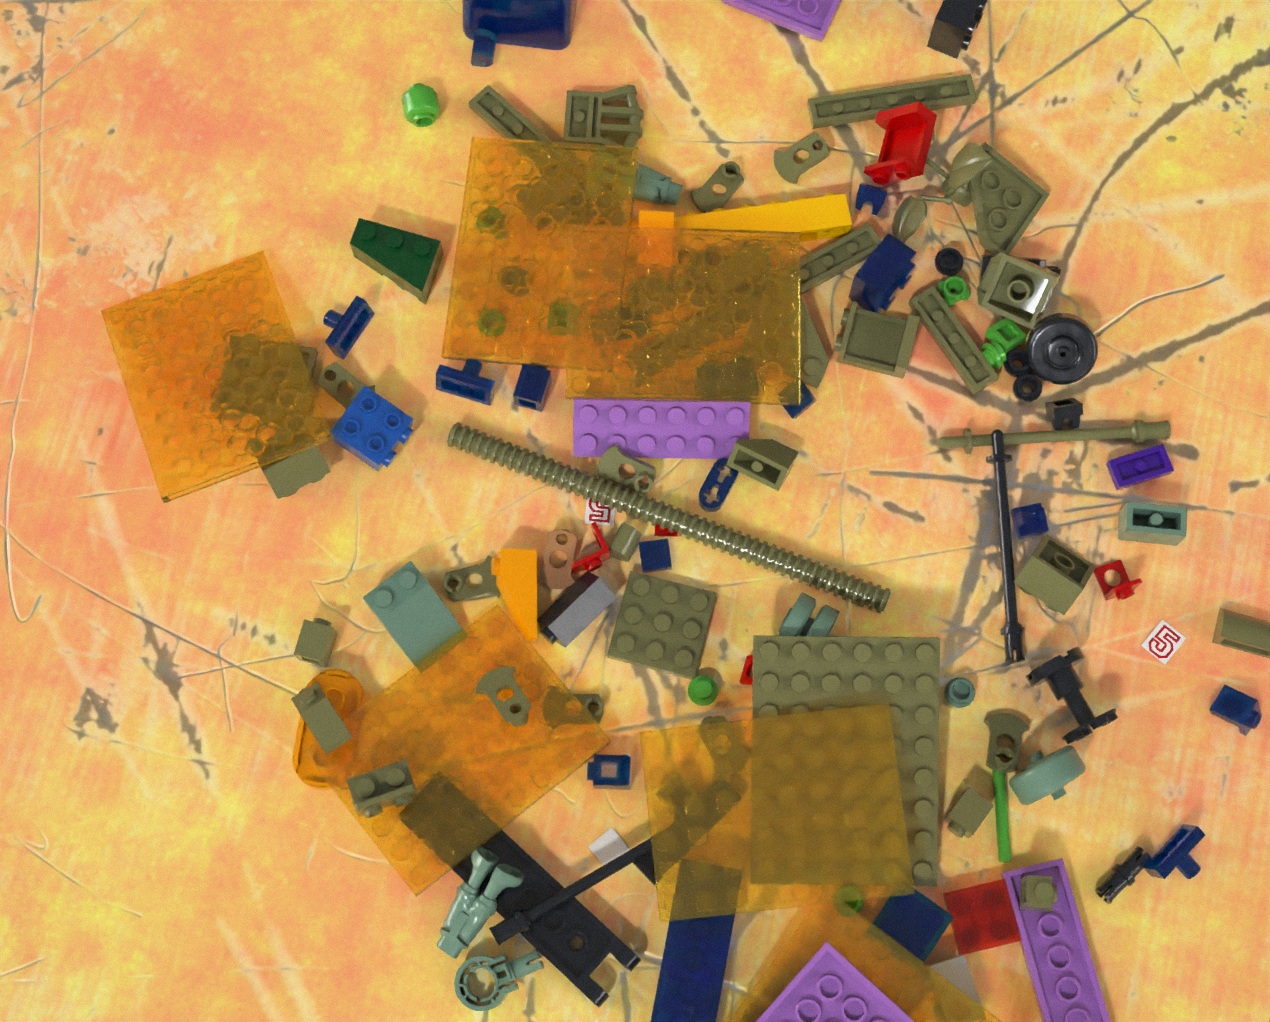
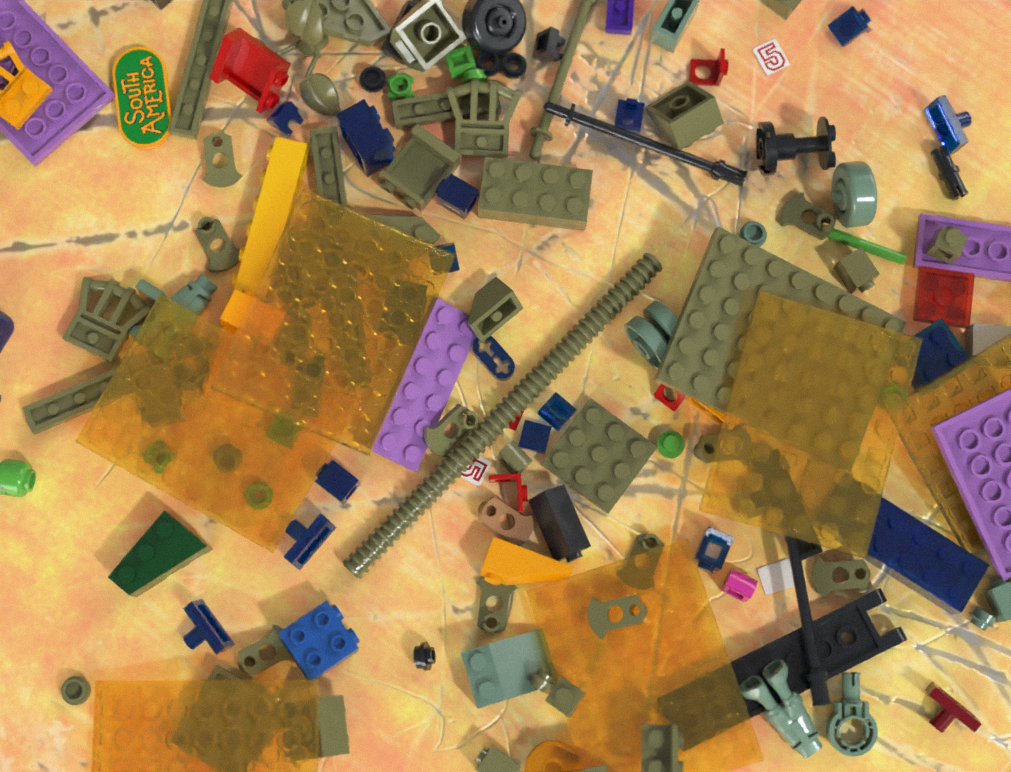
camera: 70 degrees left, 5 degrees up
(248, 238) = (76, 690): none -> olive plate
(396, 533) = (424, 656): none -> black plate
(408, 675) = (563, 695): none -> olive plate
(586, 812) = (739, 585): none -> dark pink brick
(630, 897) = (823, 572): none -> olive piece
(645, 147) = (149, 290): none -> sand green tile
(687, 565) = (557, 411): none -> clear blue brick
(831, 64) = (142, 98): none -> tile
(865, 385) = (457, 196): none -> clear blue brick
(902, 458) = (535, 193): none -> olive brick
(937, 384) = (482, 136): none -> olive plate

